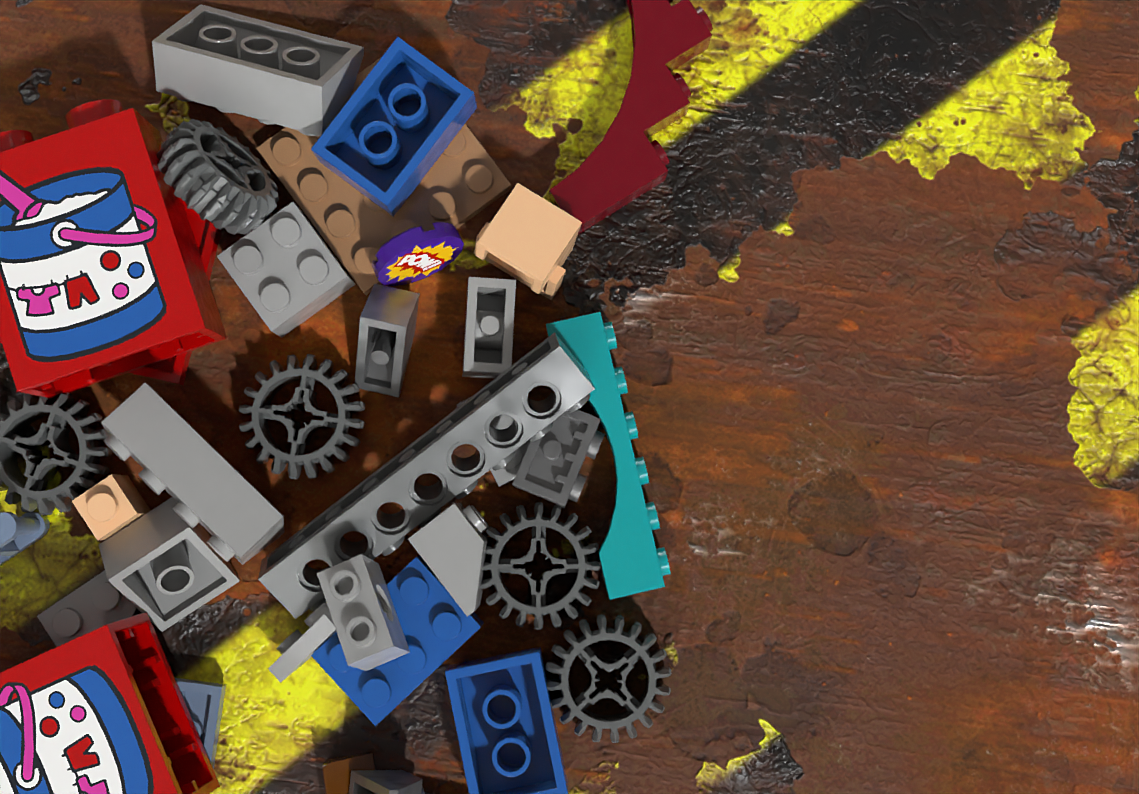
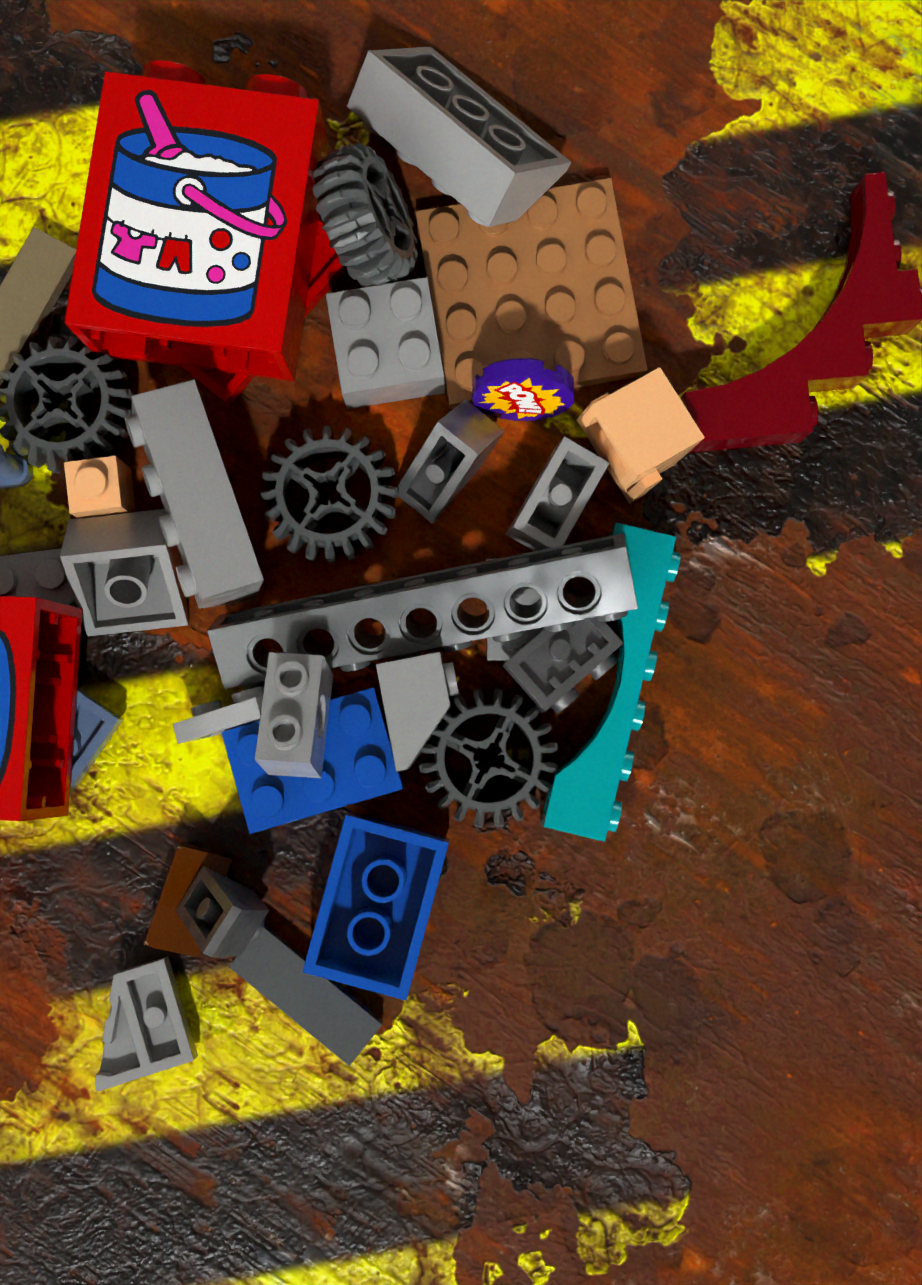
camera: 25 degrees right, 0 degrees up
(395, 126) = (565, 252): blue brick -> none
(635, 708) = (525, 897): dark grey gear -> none

